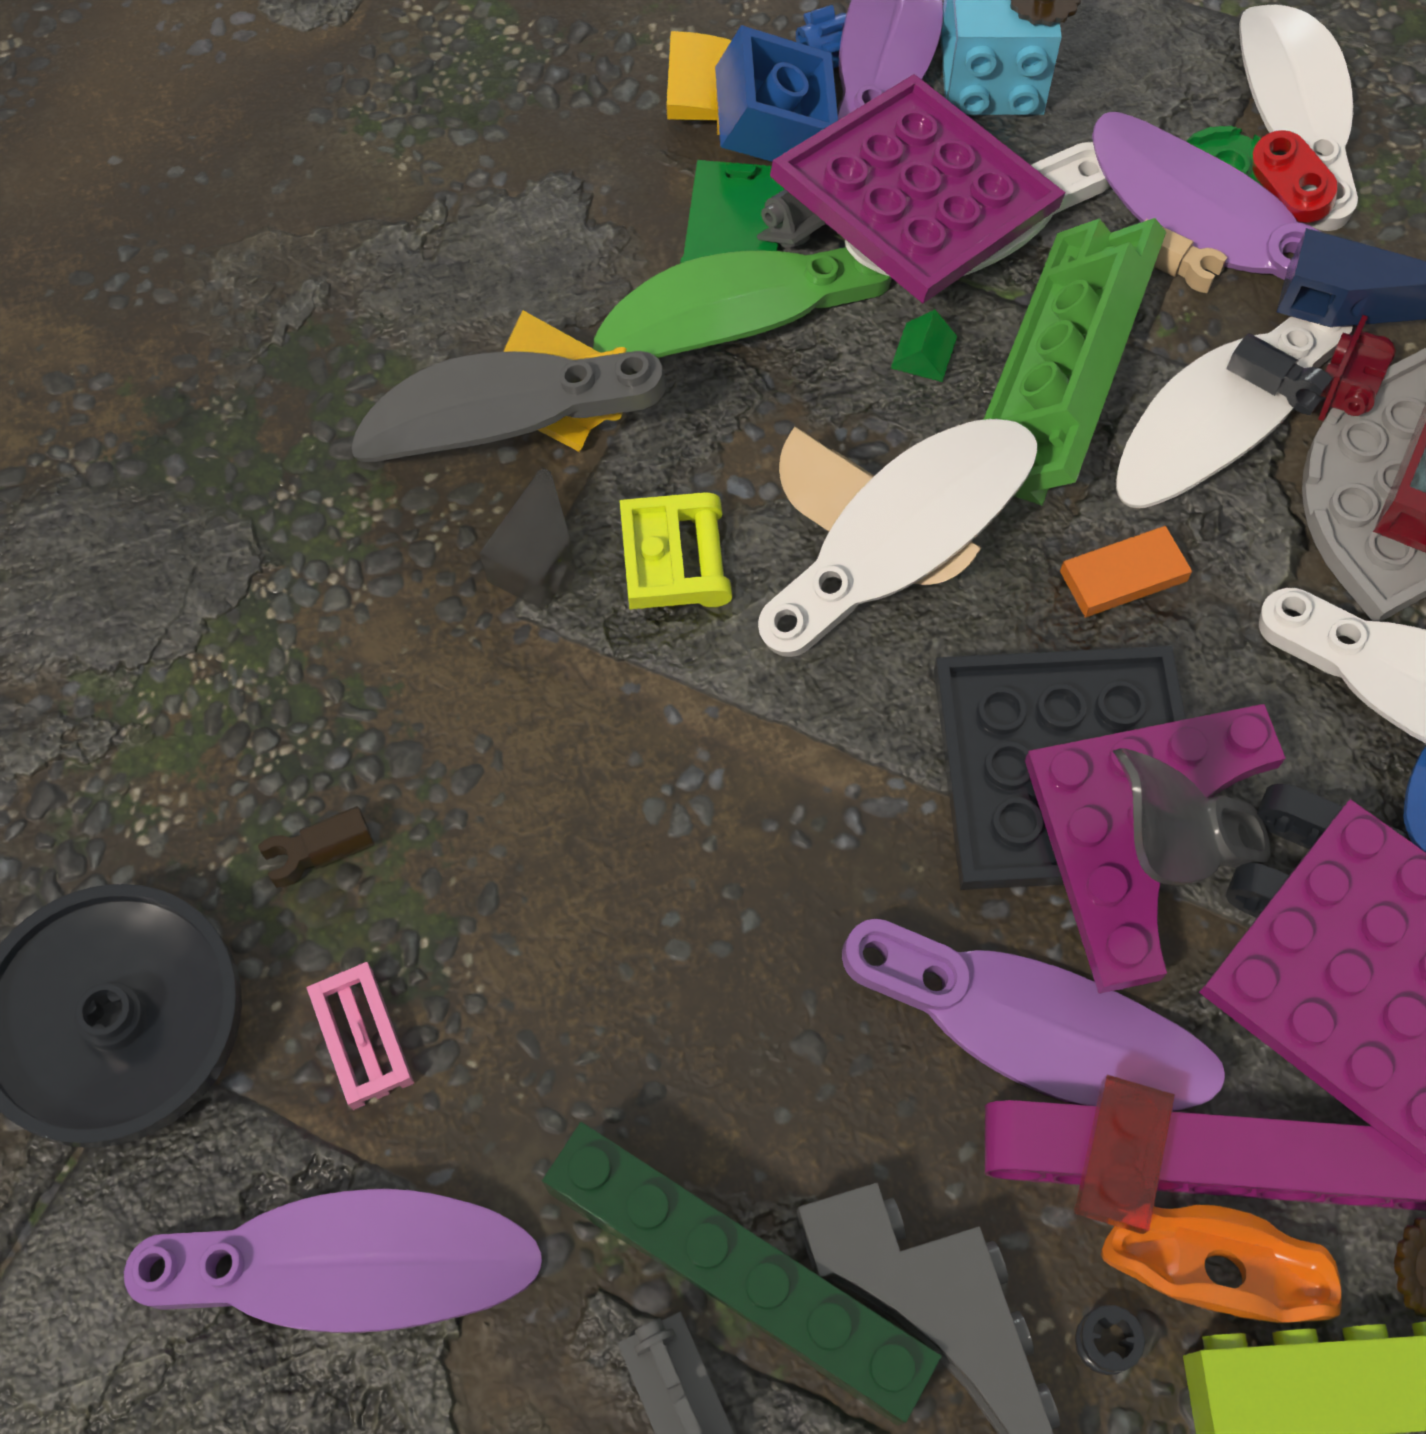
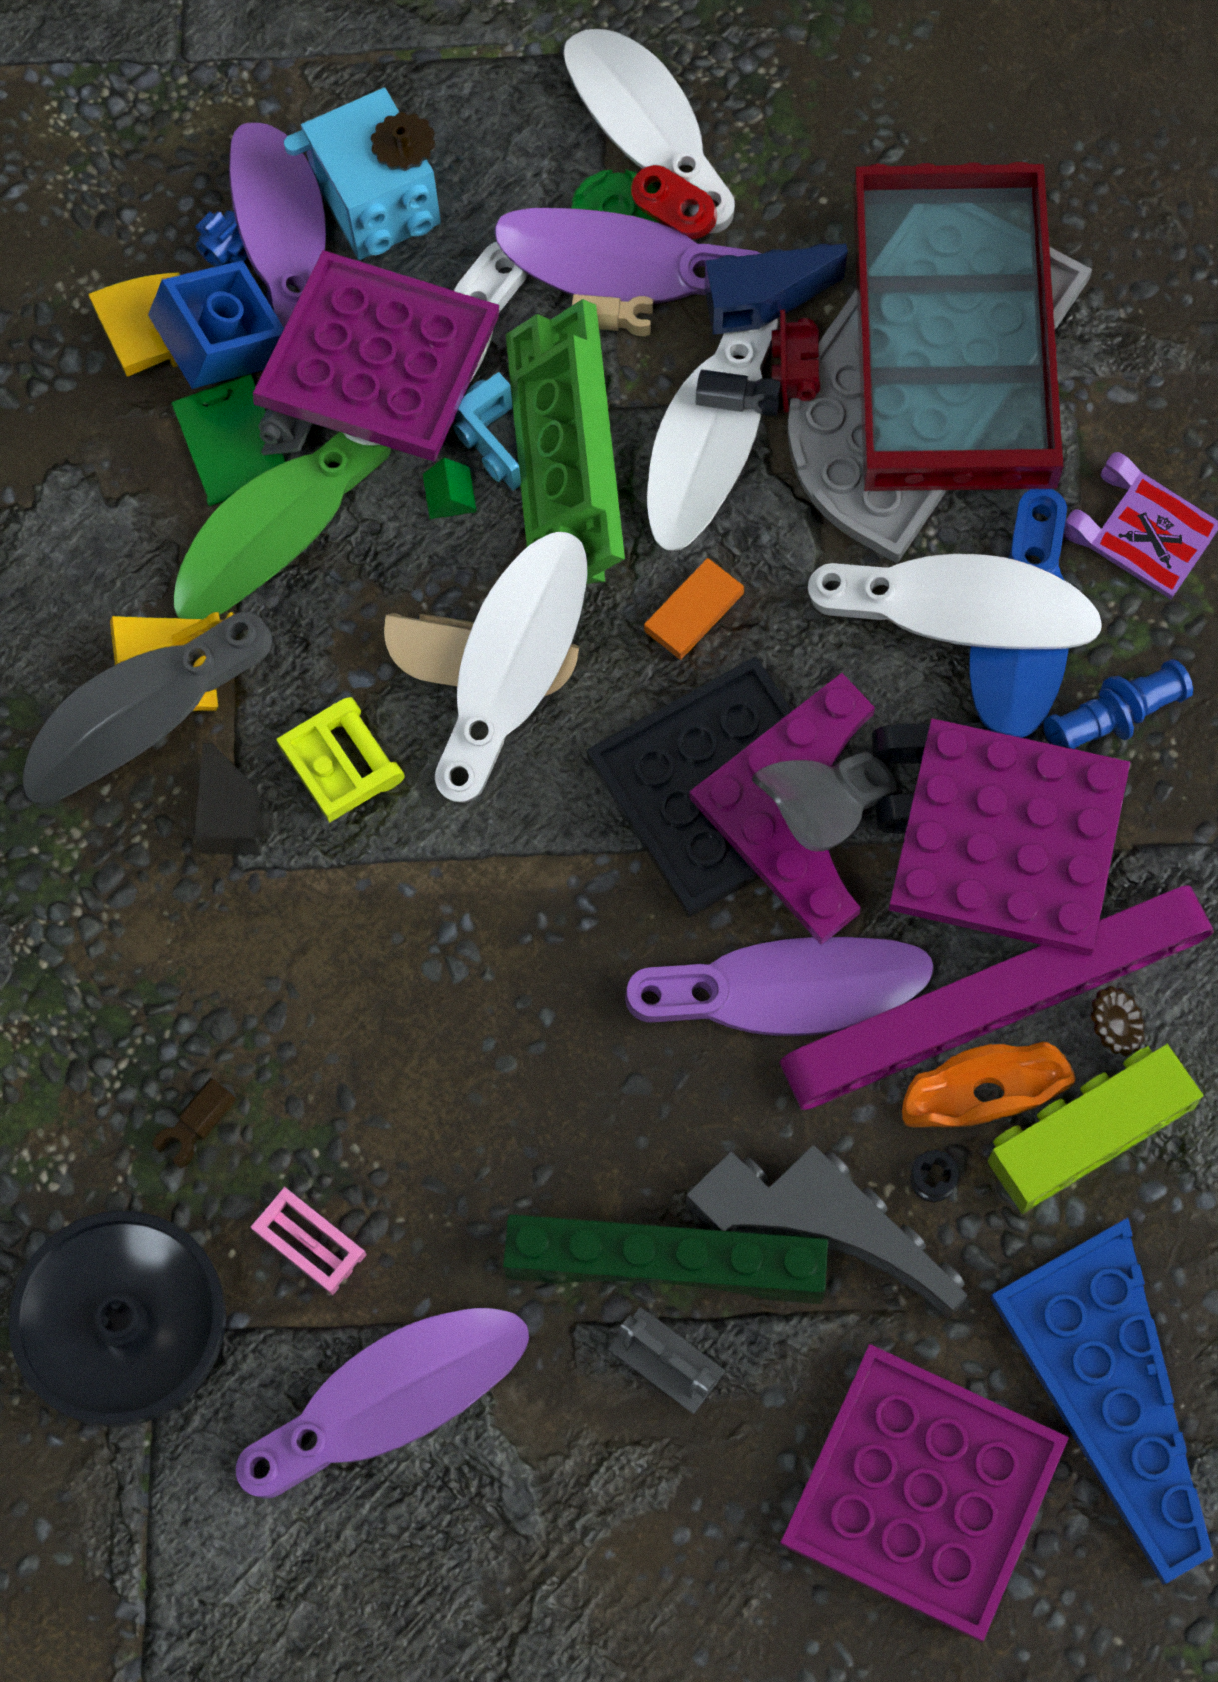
camera: 25 degrees left, 5 degrees up
(991, 286) = (479, 408): none -> medium azure bracket
(1124, 1154) = (887, 1046): clear red plate -> none

